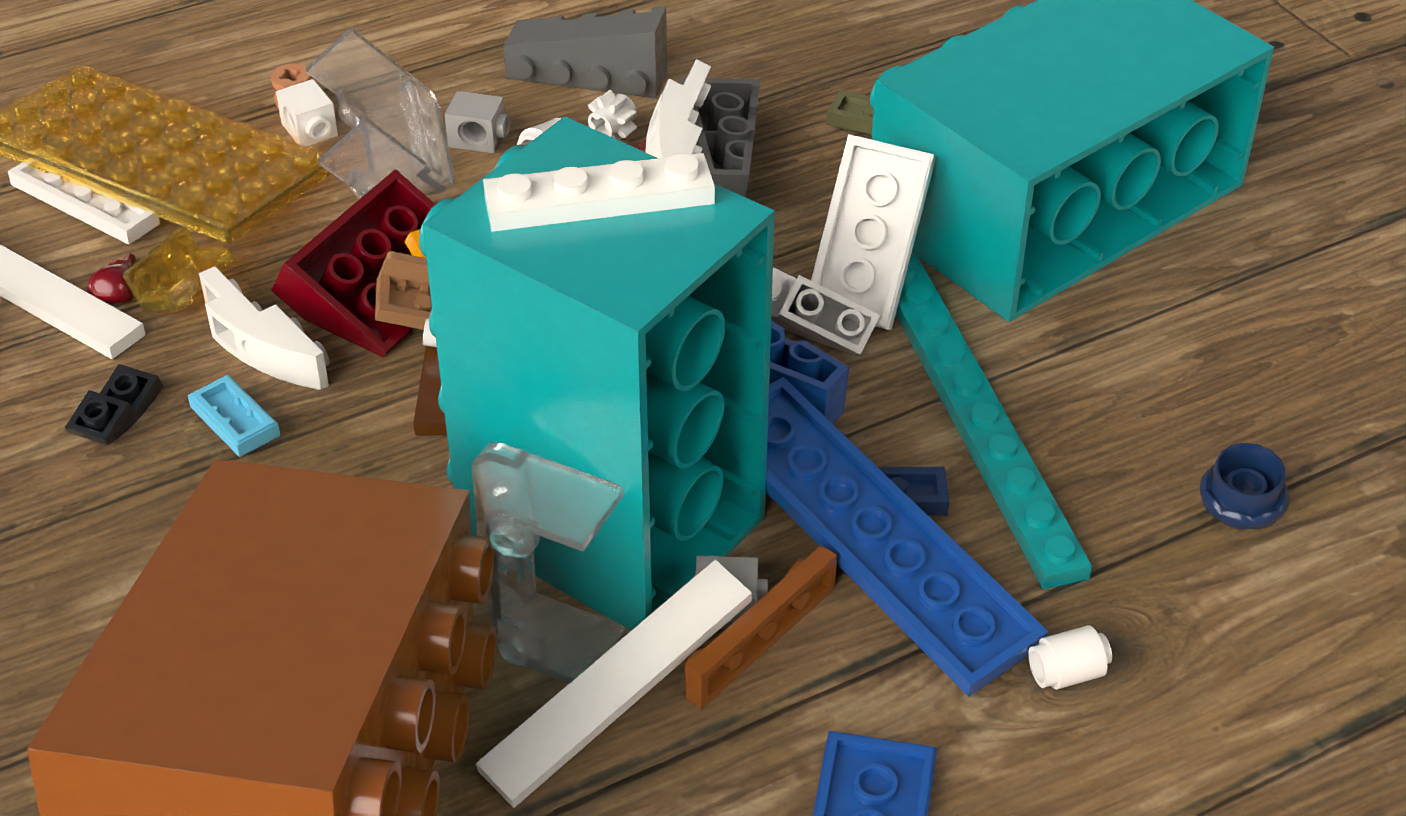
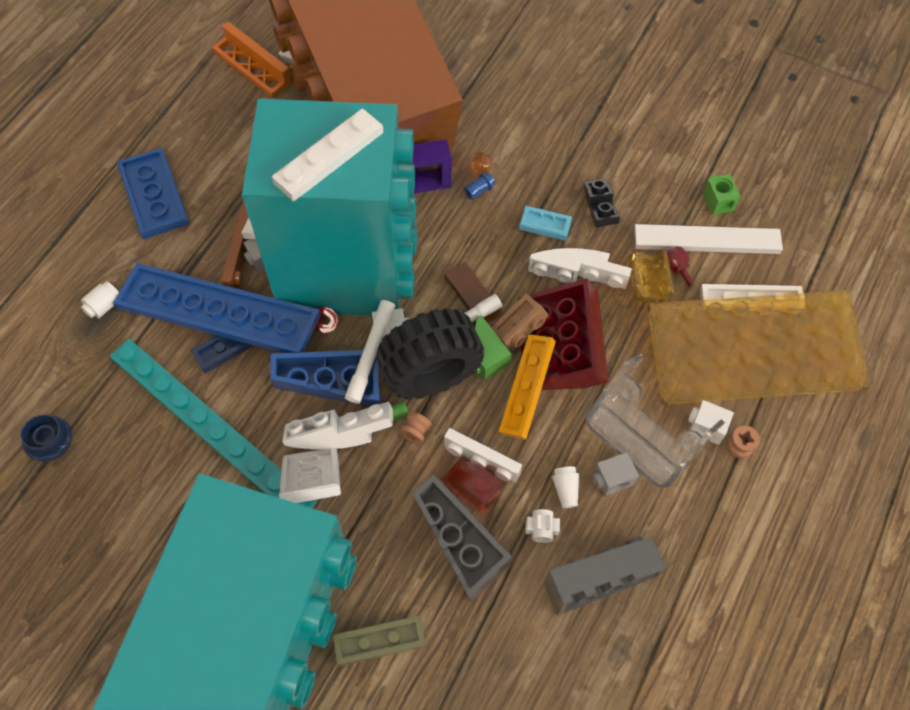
camera: 145 degrees right, 20 degrees up
(673, 120) = (472, 486): white slope -> none

